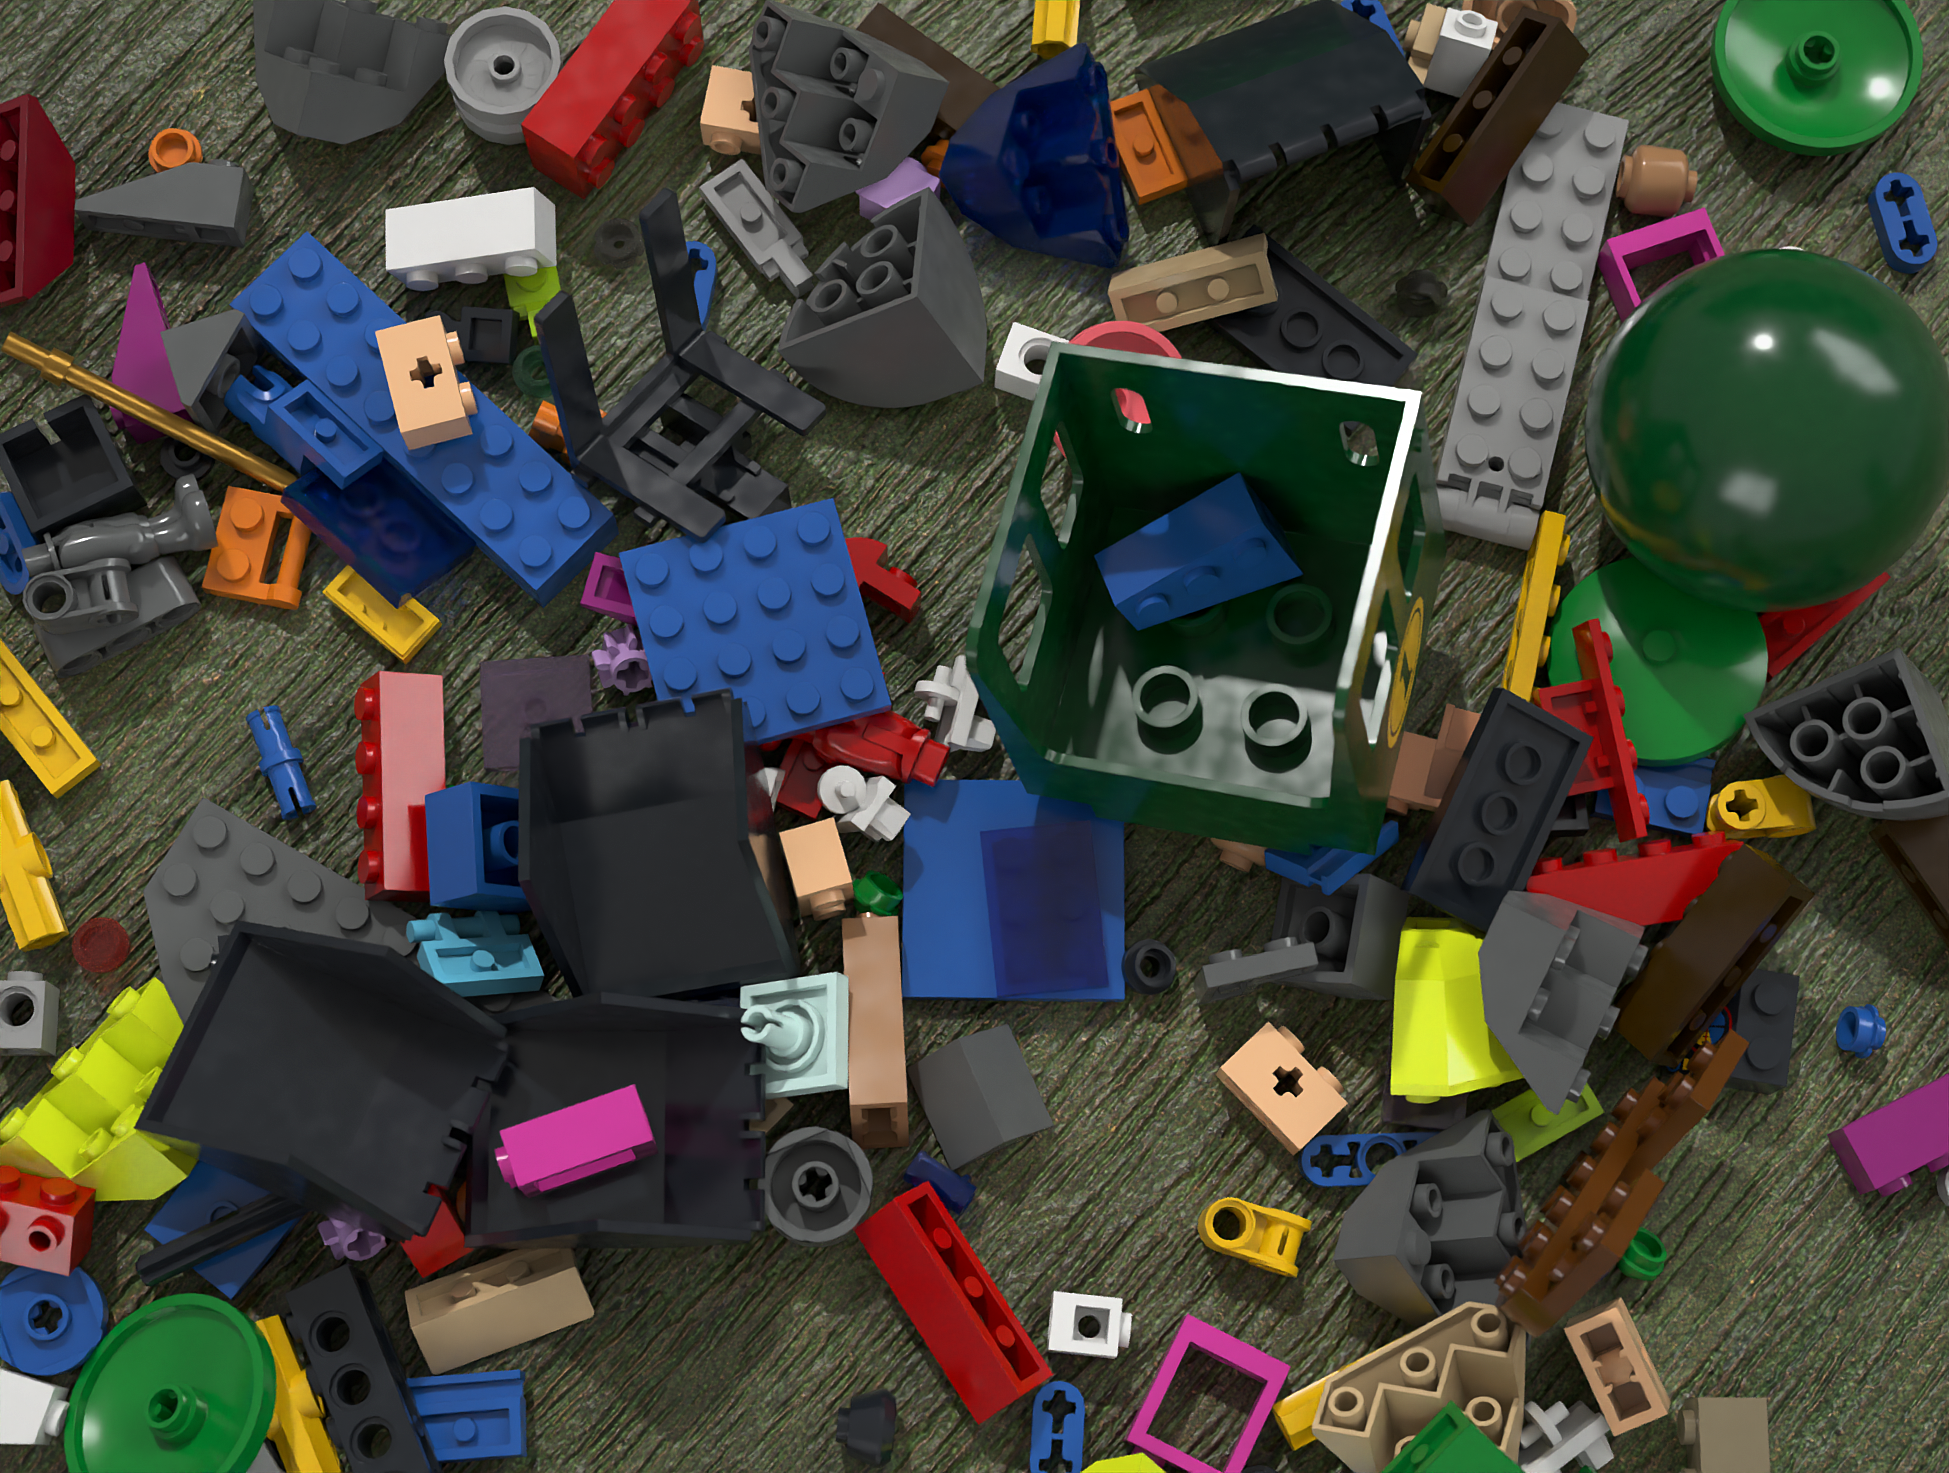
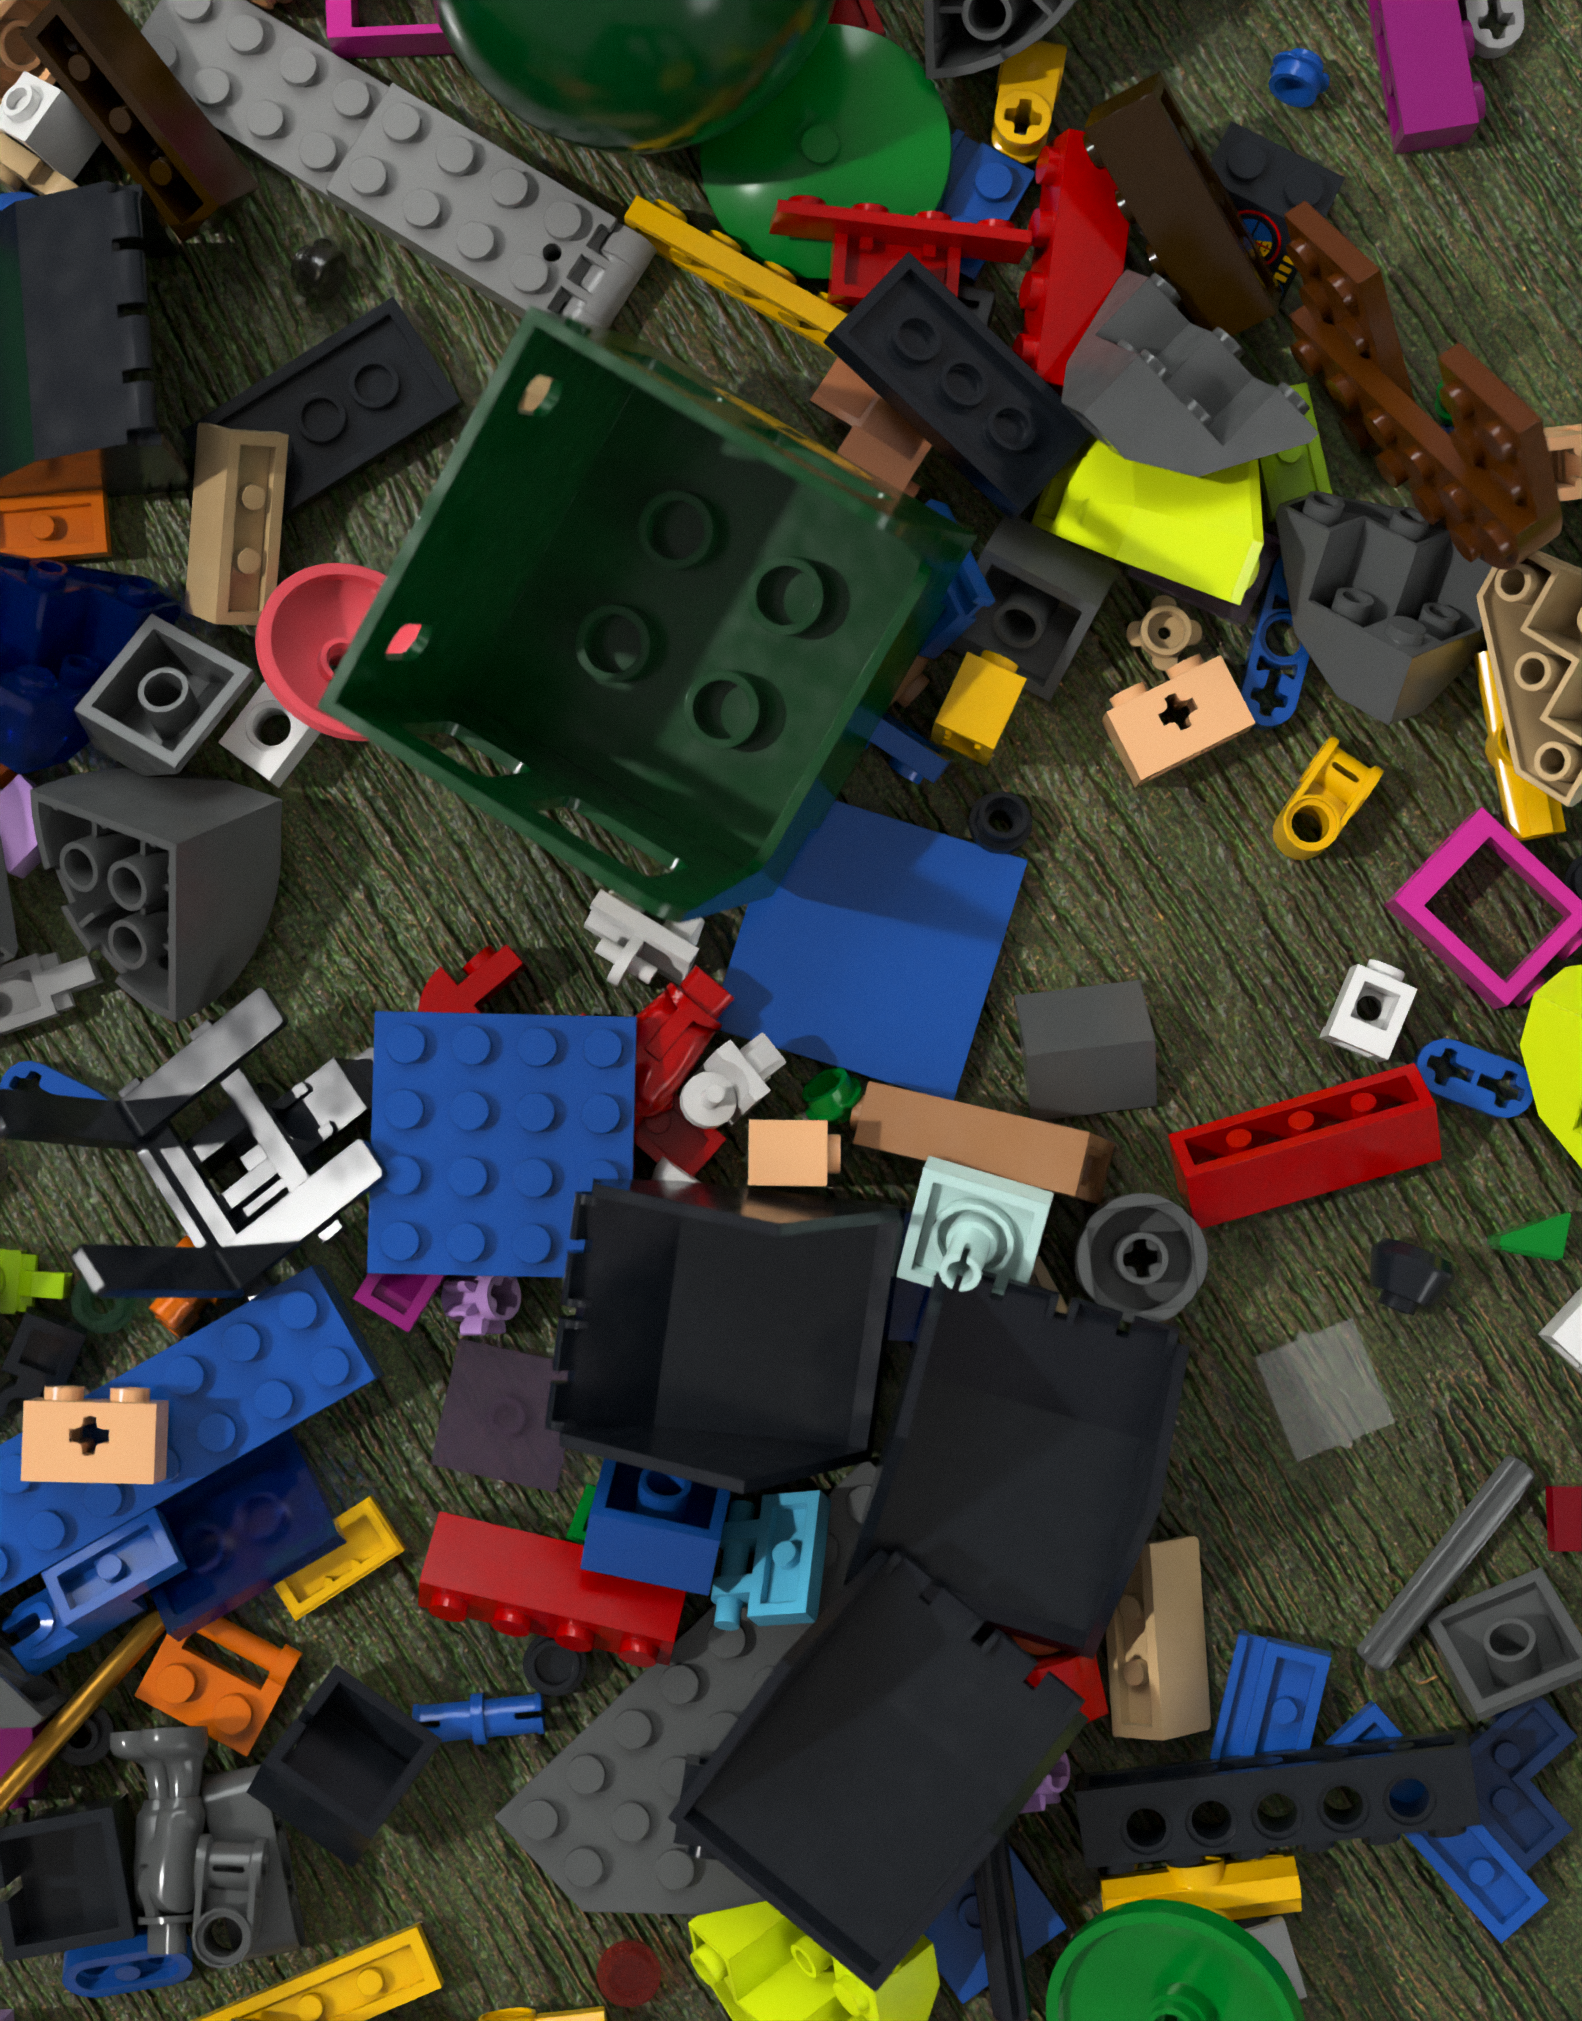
camera: 65 degrees left, 10 degrees up
(211, 664) = (347, 1766): none -> black piece
(337, 810) = (553, 1668): none -> black plate
(576, 1142) = (1027, 1507): dark pink window -> none
(751, 1388) = (1324, 1389): none -> clear piece
(951, 1188) = (1174, 1114): clear blue pin -> none
(1034, 264) = (160, 698): none -> dark grey slope
(1043, 909) = (904, 917): clear blue plate -> none
(1184, 875) = (911, 752): none -> blue plate
(1198, 556) = (577, 621): blue wedge -> none
(1234, 975) = (1044, 734): dark grey plate -> none
(1238, 913) = (978, 705): none -> yellow brick
(1367, 1051) = (1164, 615): none -> tan plate

